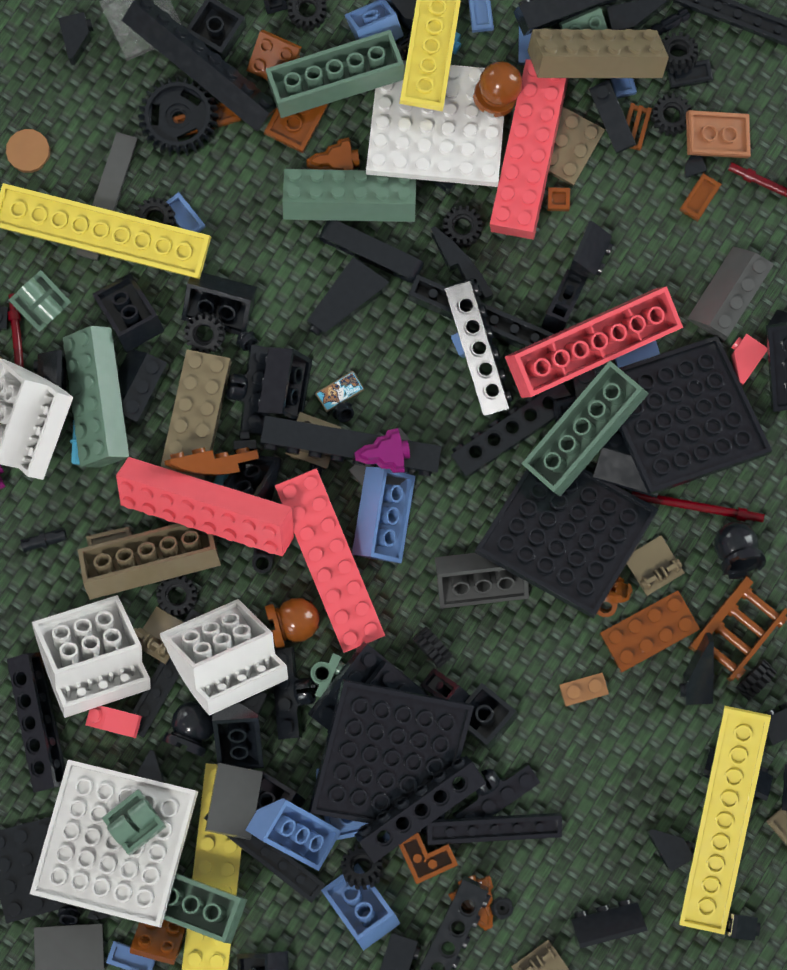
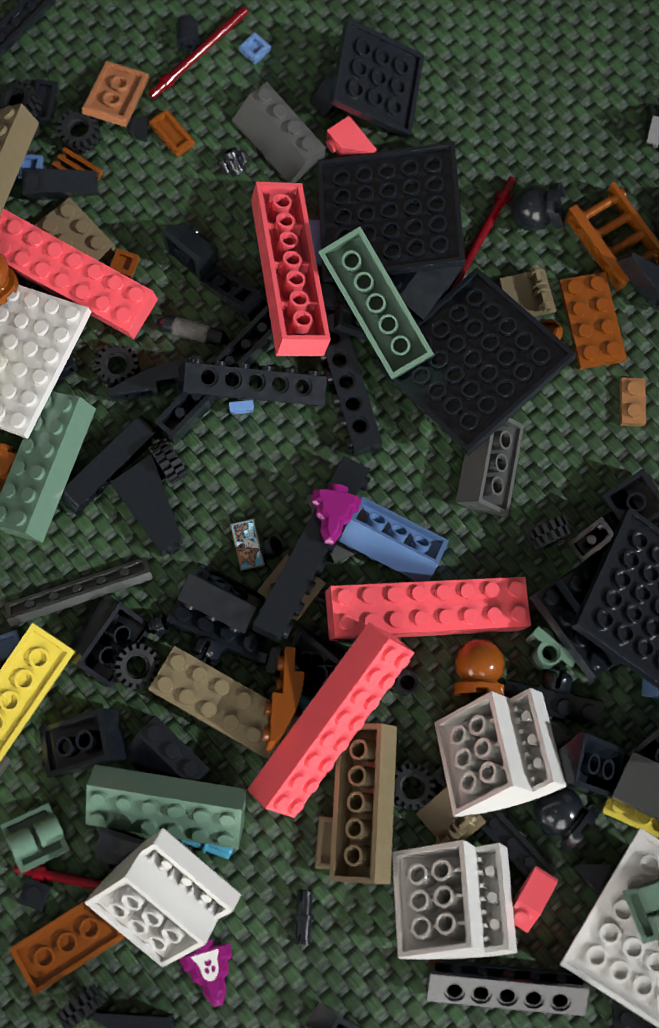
camera: 75 degrees left, 5 degrees down
(253, 264) = (78, 591): none -> dark grey plate
(388, 298) = (168, 461): none -> black tyre
(517, 279) = (192, 330): none -> piece
(689, 261) = (233, 161): none -> black gear

